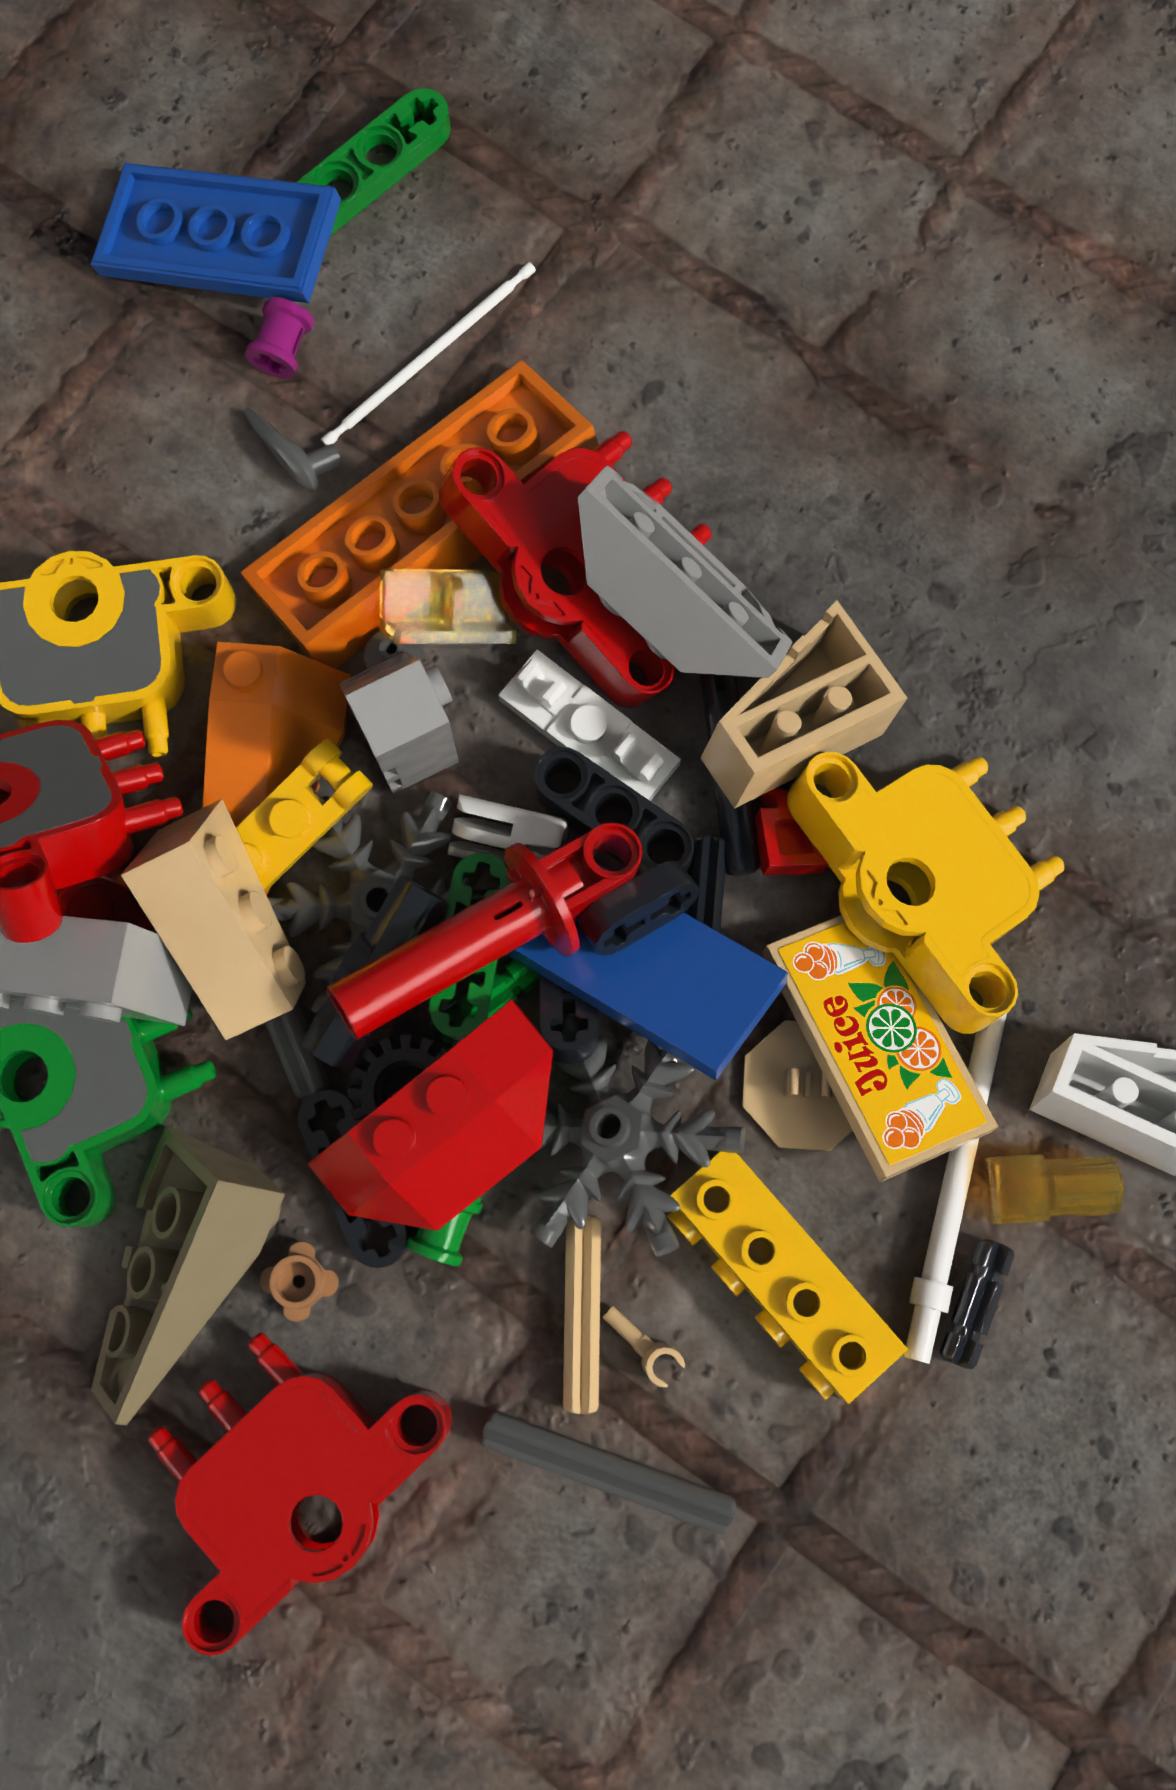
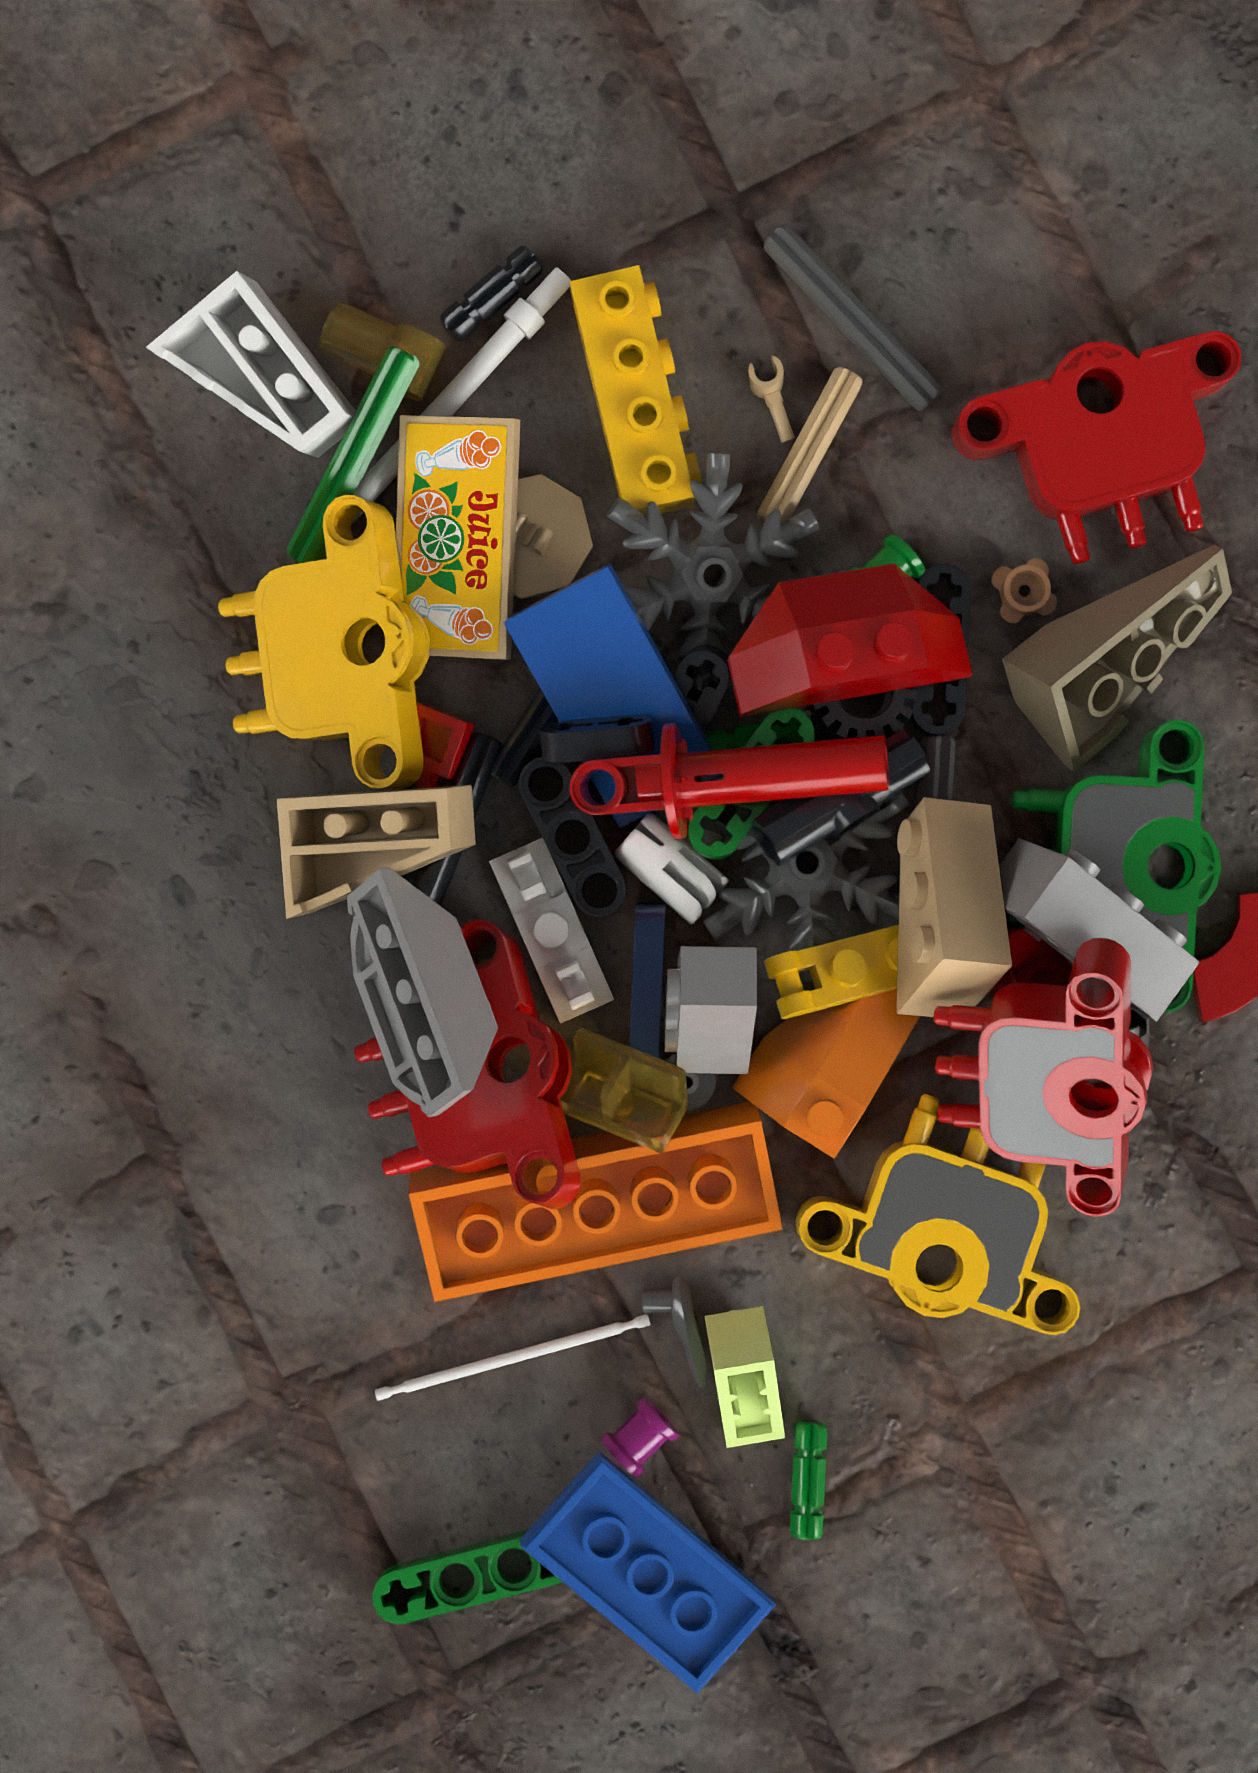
camera: 155 degrees left, 10 degrees up
(112, 378) = (808, 1479): none -> green axle
(213, 431) = (745, 1376): none -> yellowish green arch
(476, 722) = (647, 978): none -> dark blue beam
(1022, 1073) = (355, 449): none -> green axle

